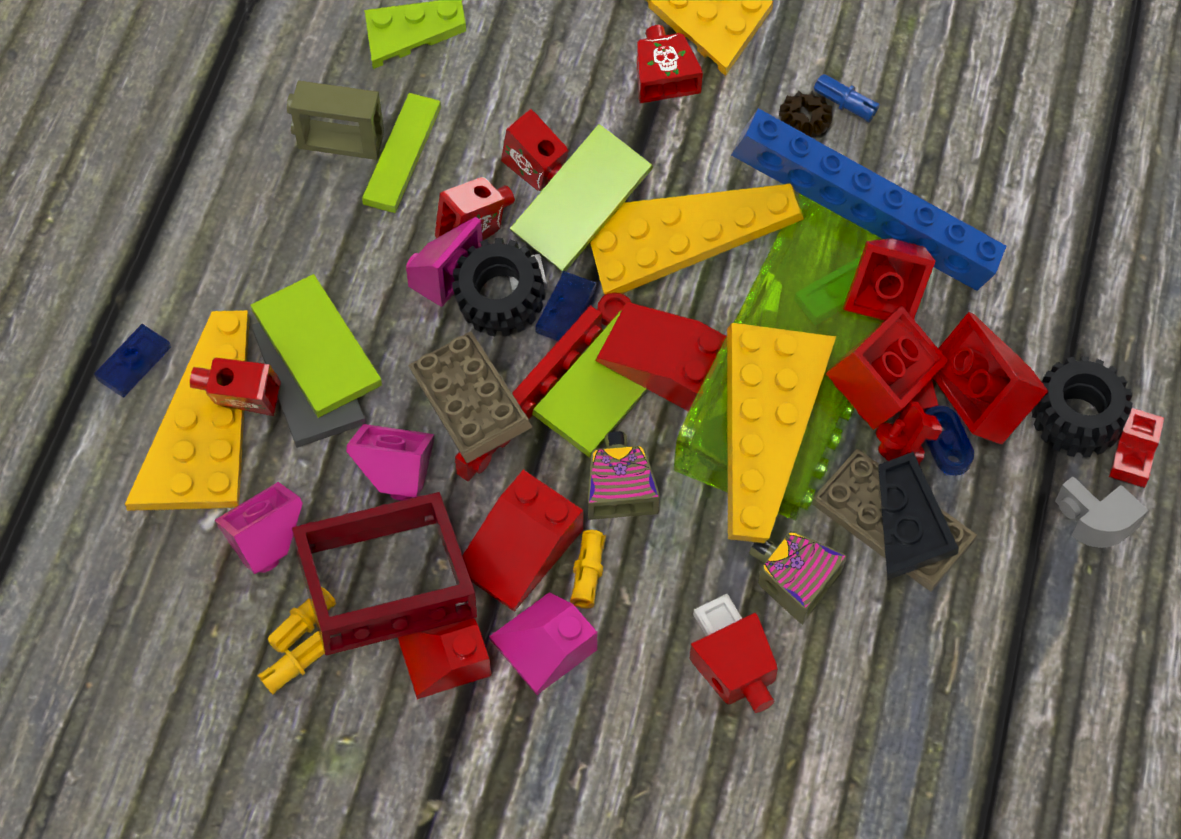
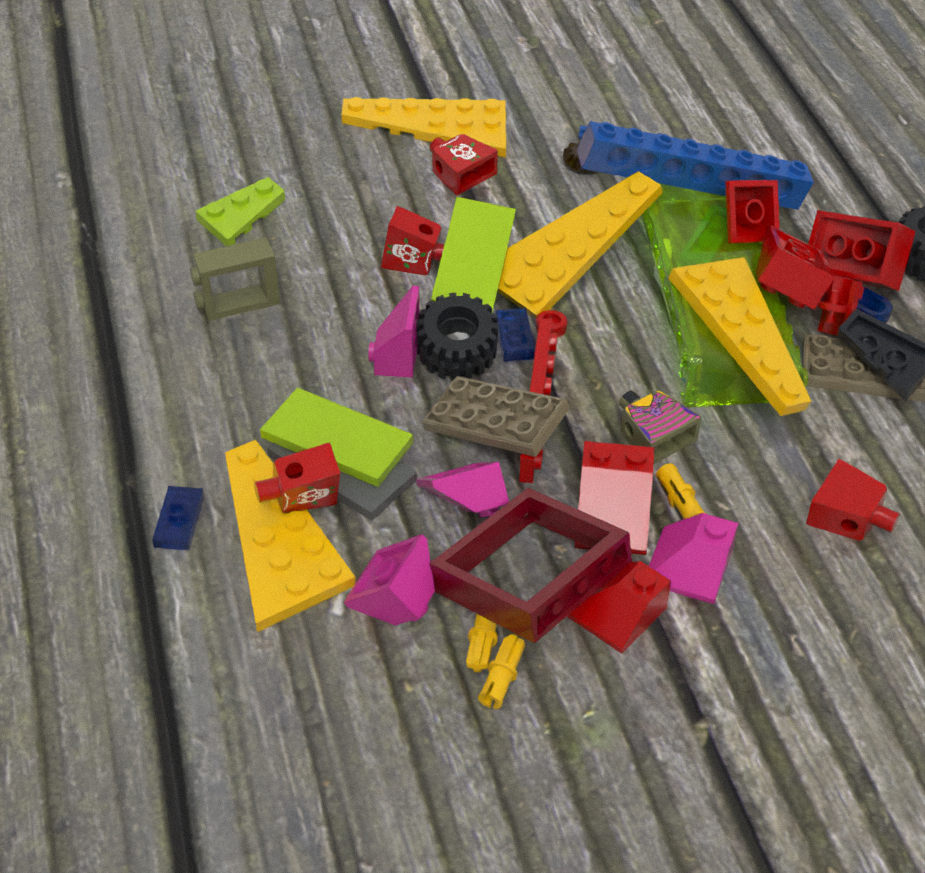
camera: 30 degrees left, 15 degrees down
(401, 153) = (299, 290): lime tile -> none
(471, 200) = (386, 293): red torso -> none
(589, 400) = (588, 369): lime tile -> none
(661, 352) = (622, 327): red slope -> none
(716, 614) = (803, 484): white tile -> none
(798, 572) = (837, 426): torso -> none

